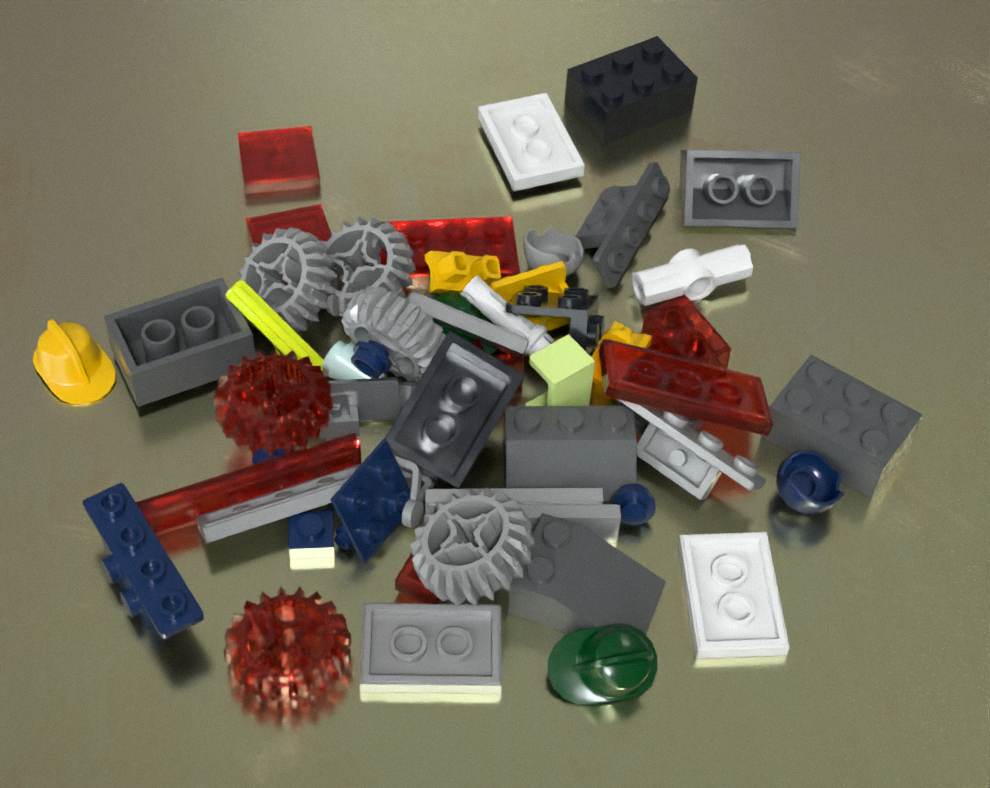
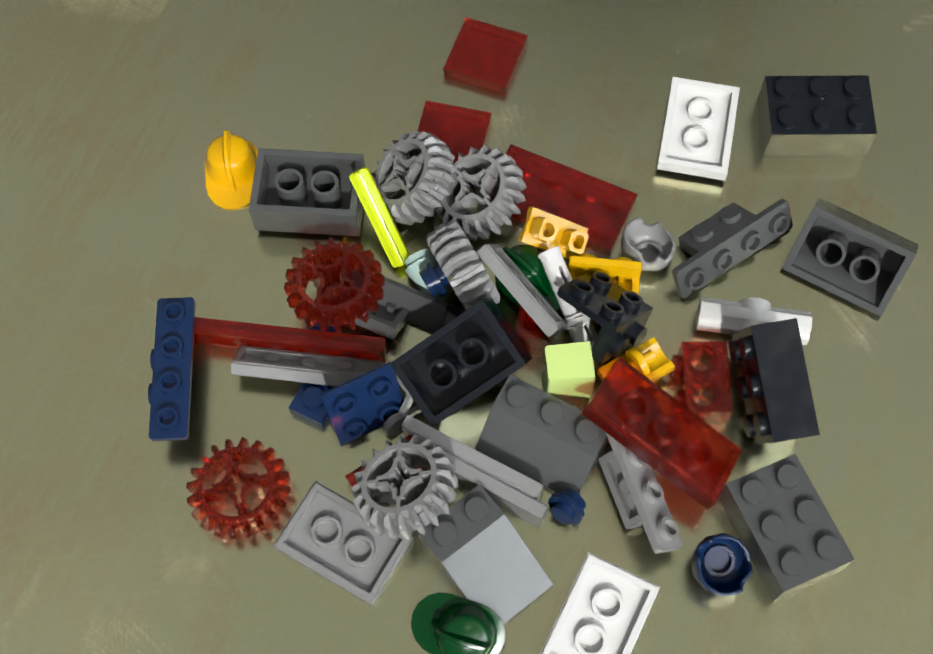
camera: 35 degrees right, 15 degrees up
(753, 302) = (773, 382): none -> black brick

